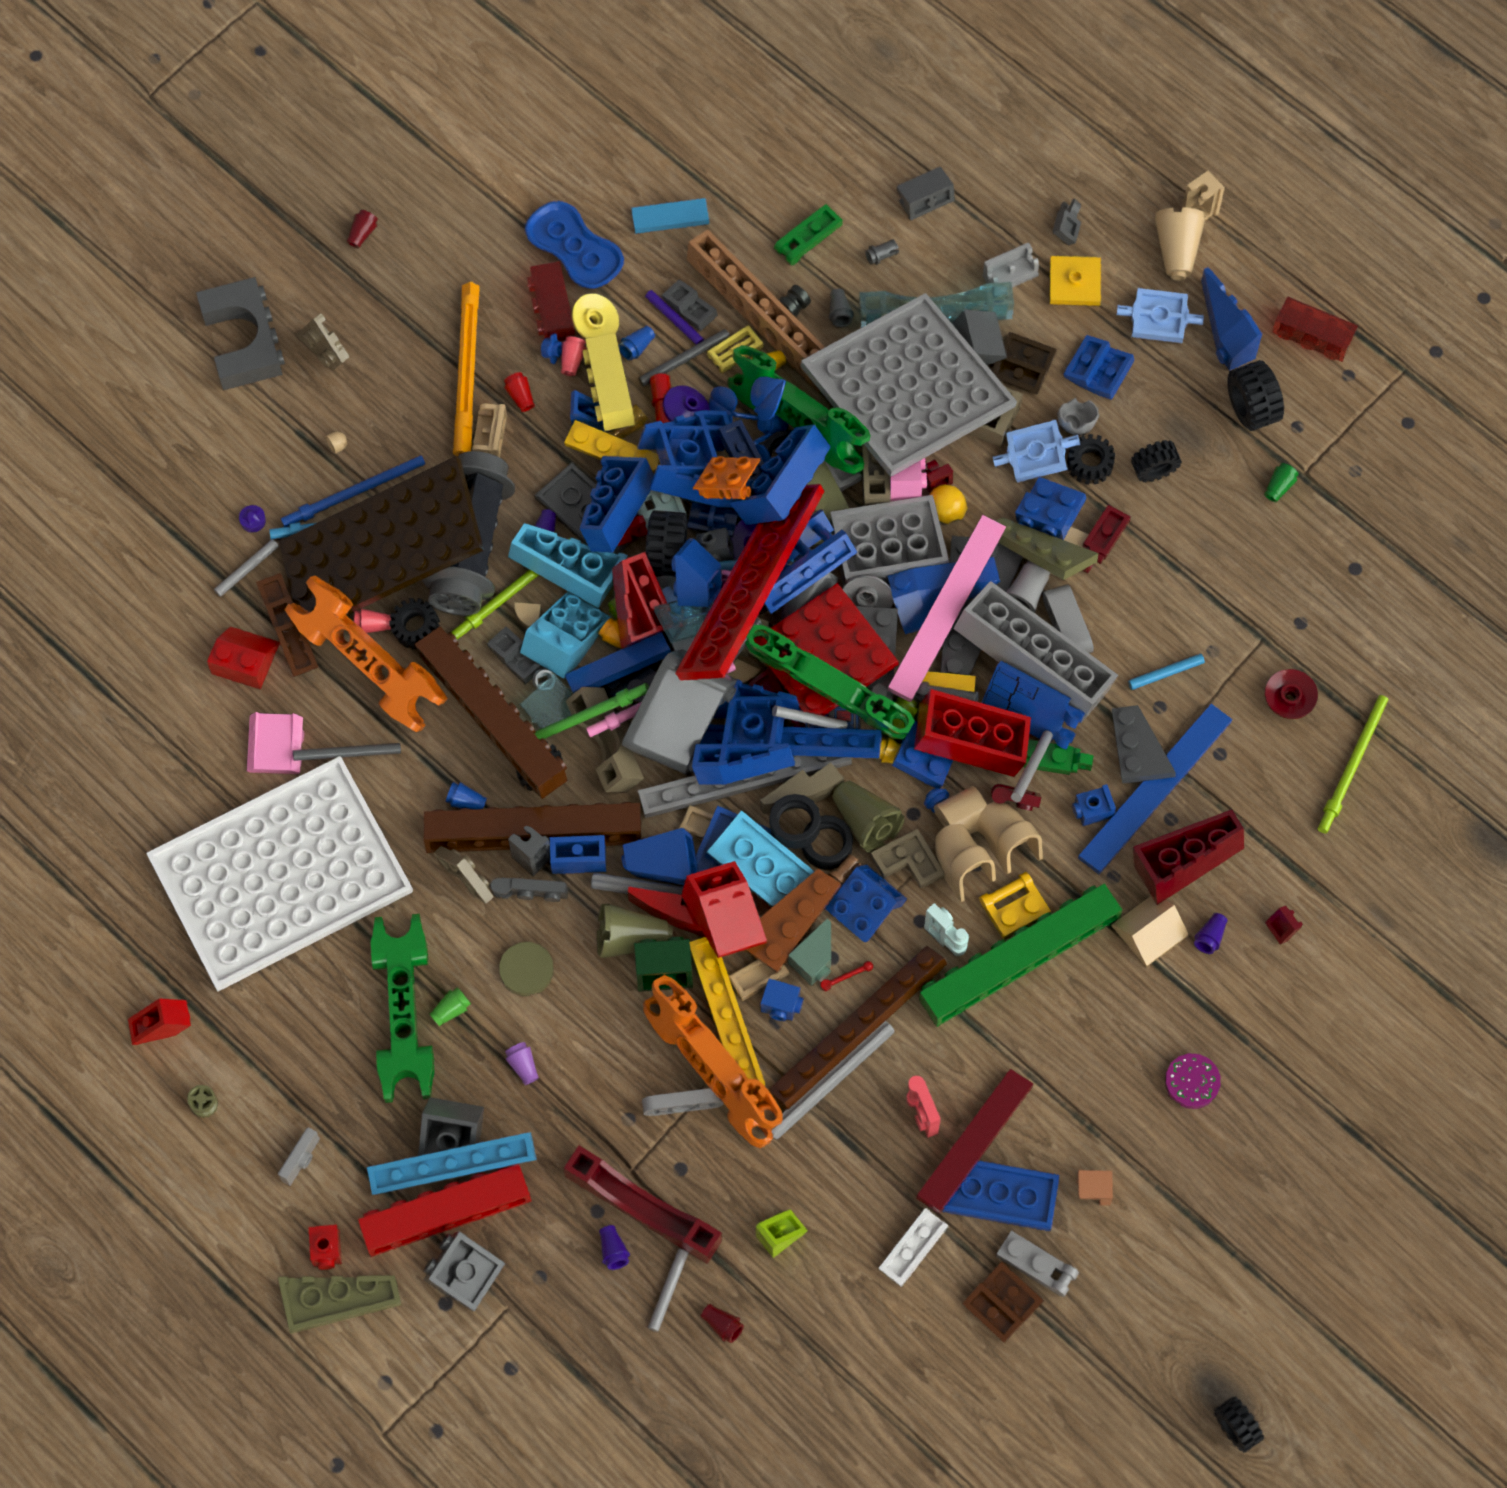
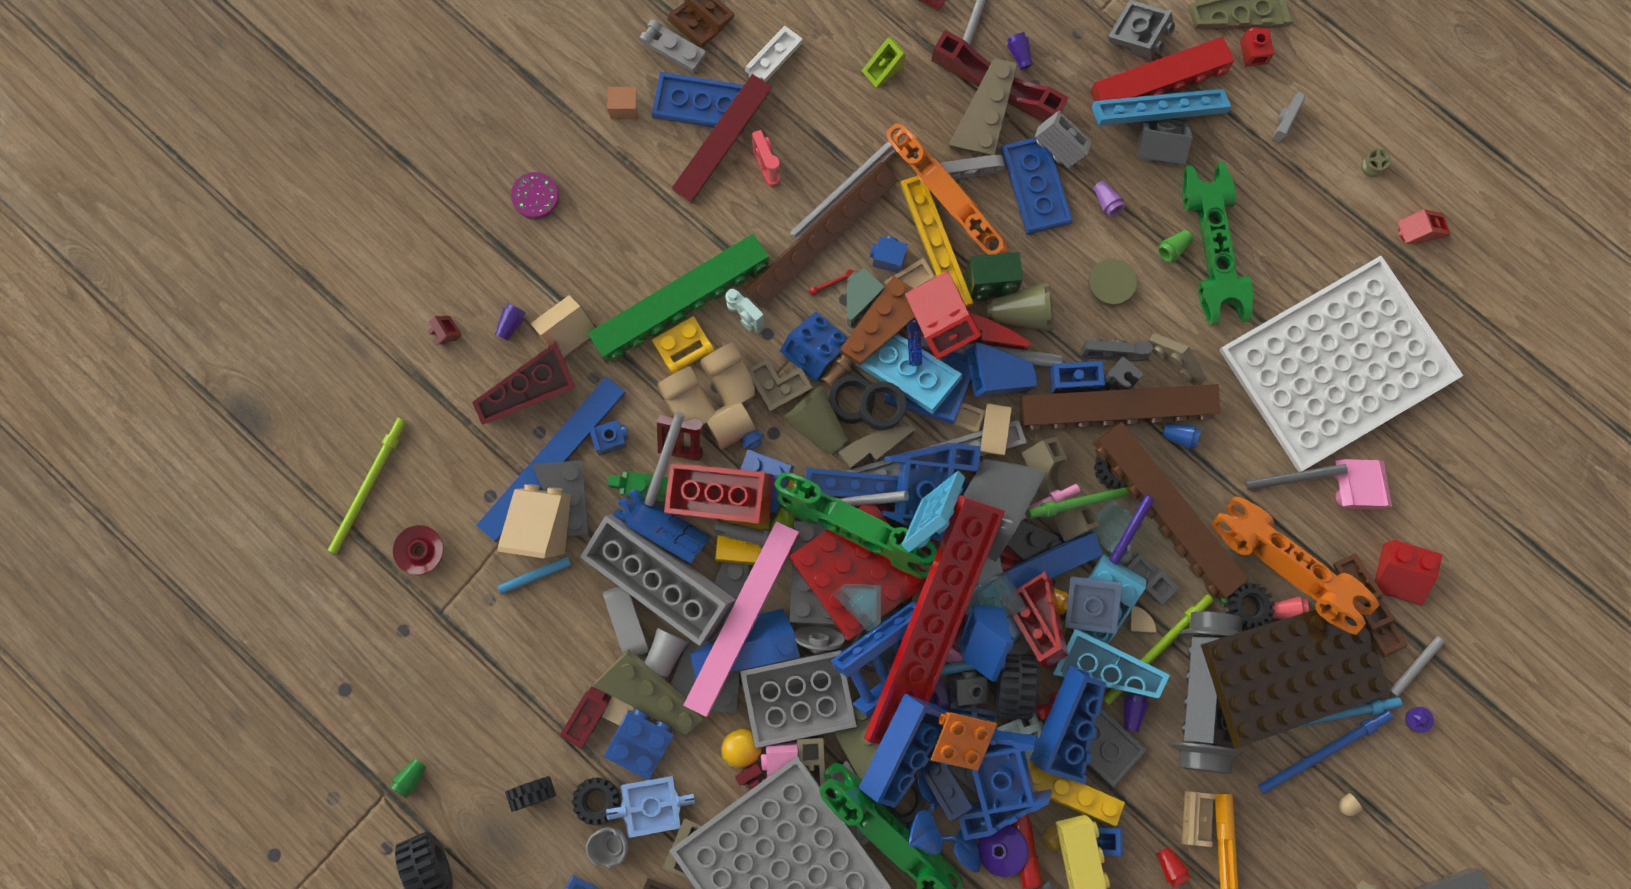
camera: 175 degrees right, 10 degrees up
(534, 689) = (1131, 529): none -> dark purple bar
(573, 1122) = (1062, 139): none -> light grey brick
(581, 616) = (1093, 605): none -> sand blue plate
(605, 1085) = (1036, 186): none -> blue tile
(662, 1160) = (984, 117): none -> dark tan wing
(671, 800) = (995, 430): none -> tan tile
(749, 671) = (934, 512): none -> medium azure plate
(757, 886) = (914, 343): none -> clear blue axle
(825, 603) = (862, 603): none -> clear light blue slope
(1166, 705) = (536, 522): none -> tan slope

